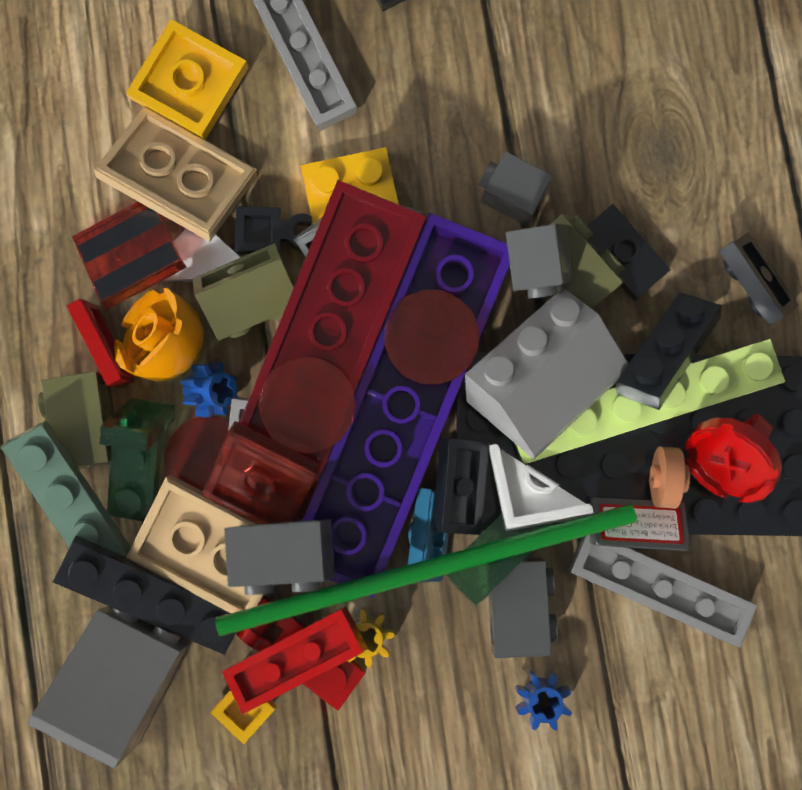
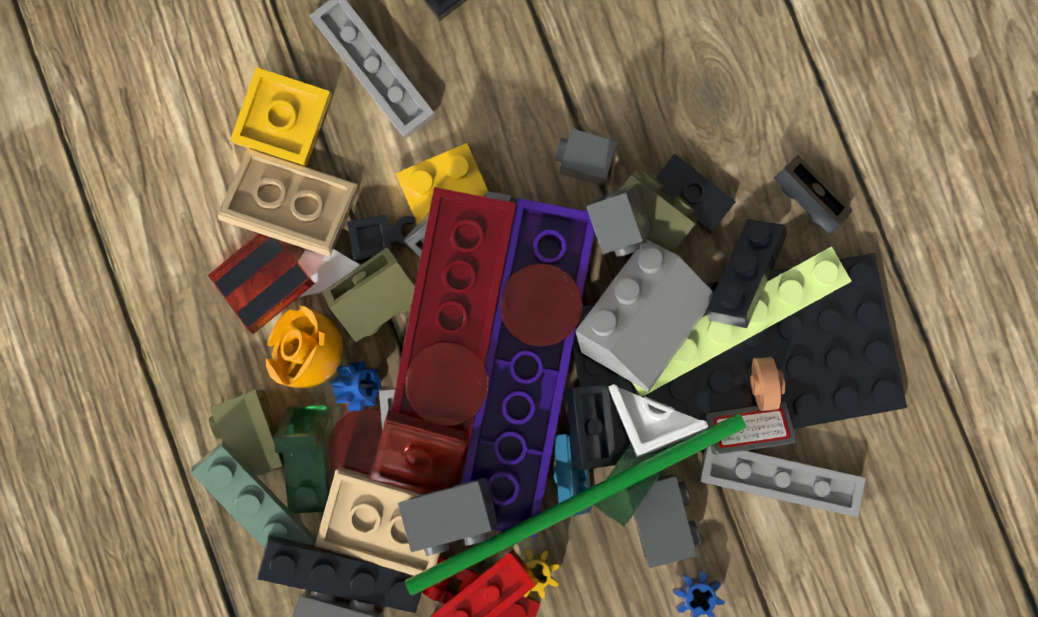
camera: 10 degrees left, 0 degrees up
(99, 342) = (252, 364): red tile -> none
(734, 457) = (819, 355): red tile -> none

